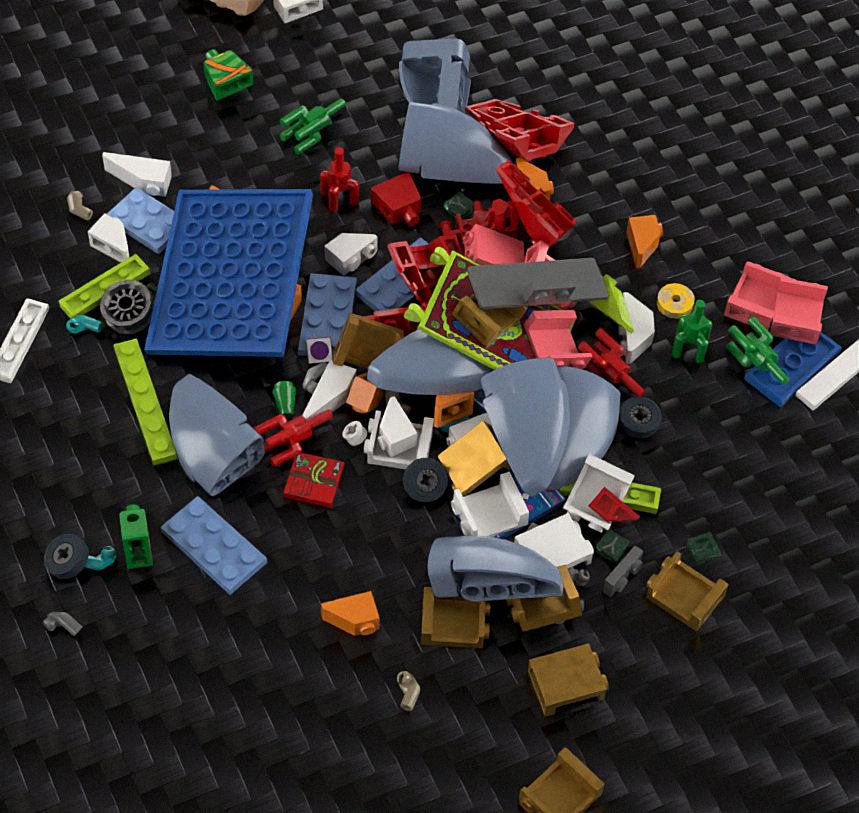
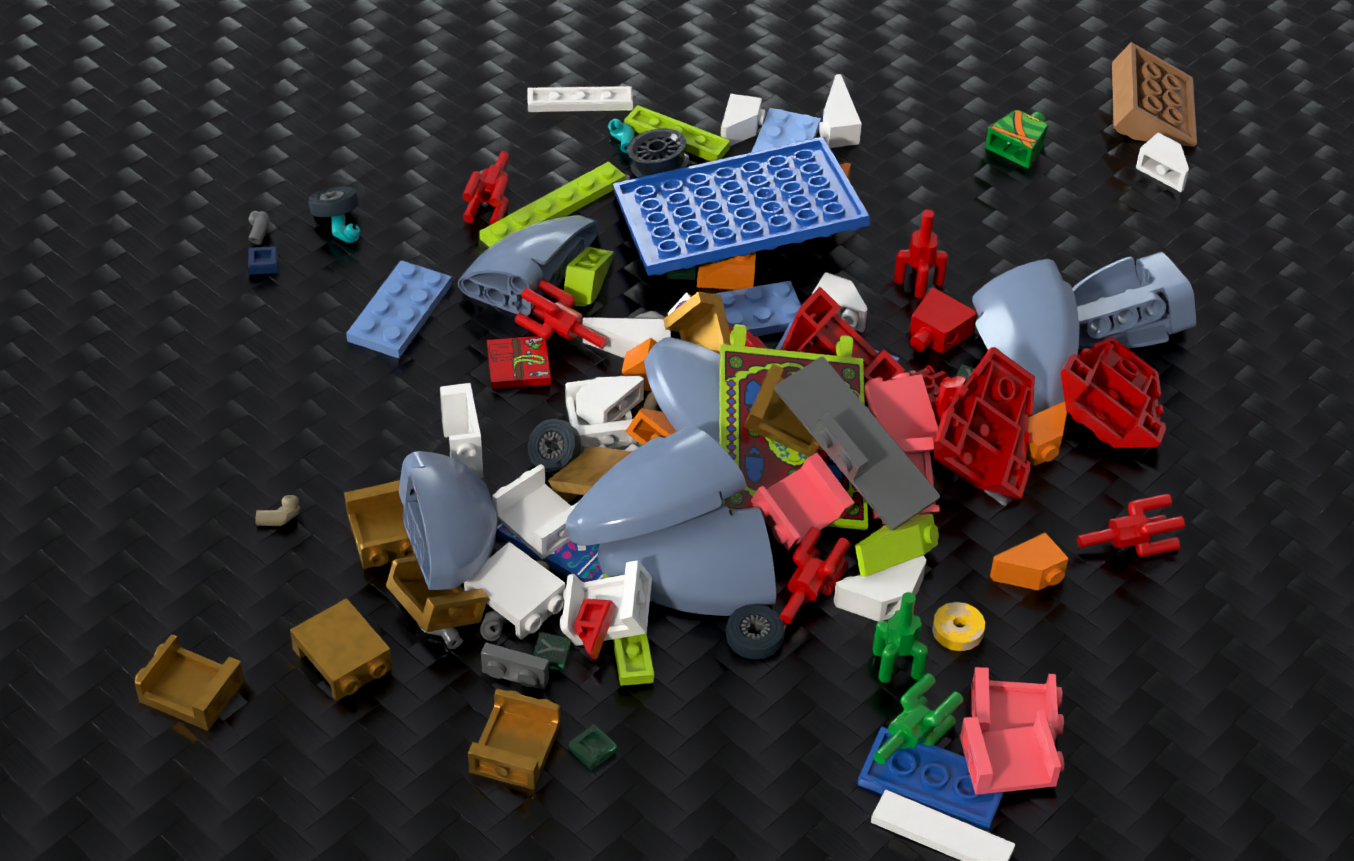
camera: 70 degrees right, 10 degrees down
(75, 205) = (766, 87): dark tan arm -> none
(105, 631) = (263, 260): none -> dark blue tile
(112, 435) = (488, 188): none -> red plant
(133, 528) = (375, 239): green torso -> none
(249, 399) = (587, 274): none -> lime slope
(284, 396) = (612, 305): green cone -> none
(309, 124) = (996, 219): green plant -> none
(352, 614) = (356, 439): orange slope -> none
(354, 433) = (591, 372): white bush -> none
(391, 527) = (462, 425): none -> white panel
(638, 170) = (1138, 528): none -> red plant

